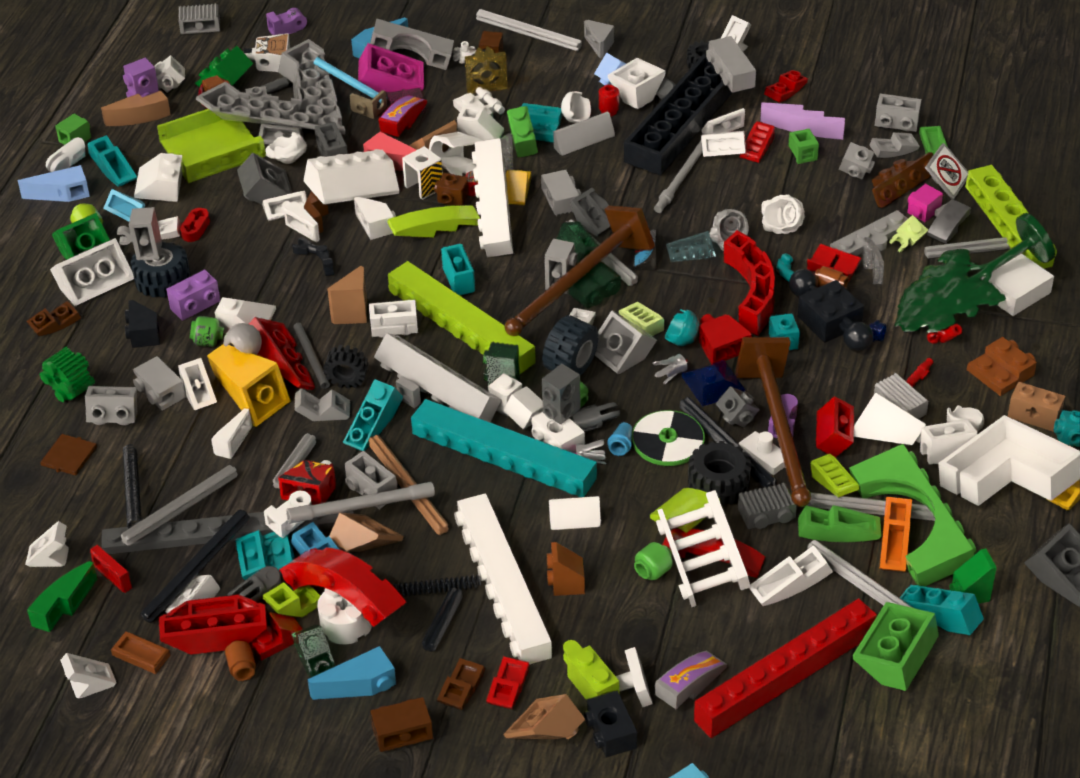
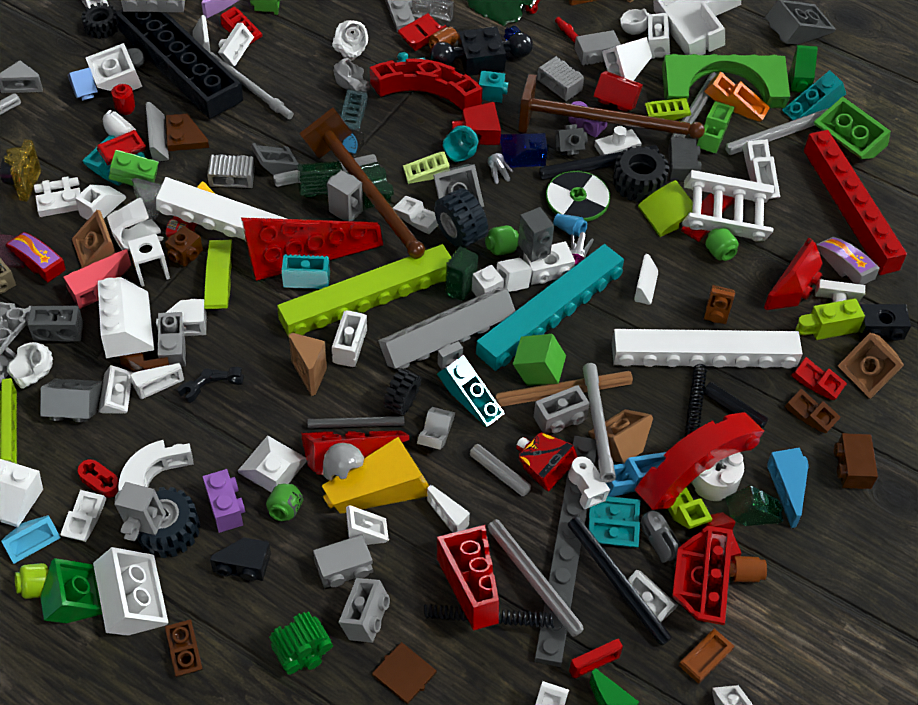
camera: 75 degrees left, 10 degrees up
(160, 455) = (469, 571): none -> red wedge
(208, 242) = (152, 460): none -> white arch
(342, 214) = (171, 338): none -> light grey slope
(421, 447) = (539, 359): none -> bright green head
(489, 254) = (273, 238): none -> red wing
(547, 116) = (127, 143): none -> red tile
(595, 151) = (184, 133): none -> reddish brown wing
(652, 633) = (797, 278): none -> red wedge
(831, 380) = (560, 78): none -> light grey brick

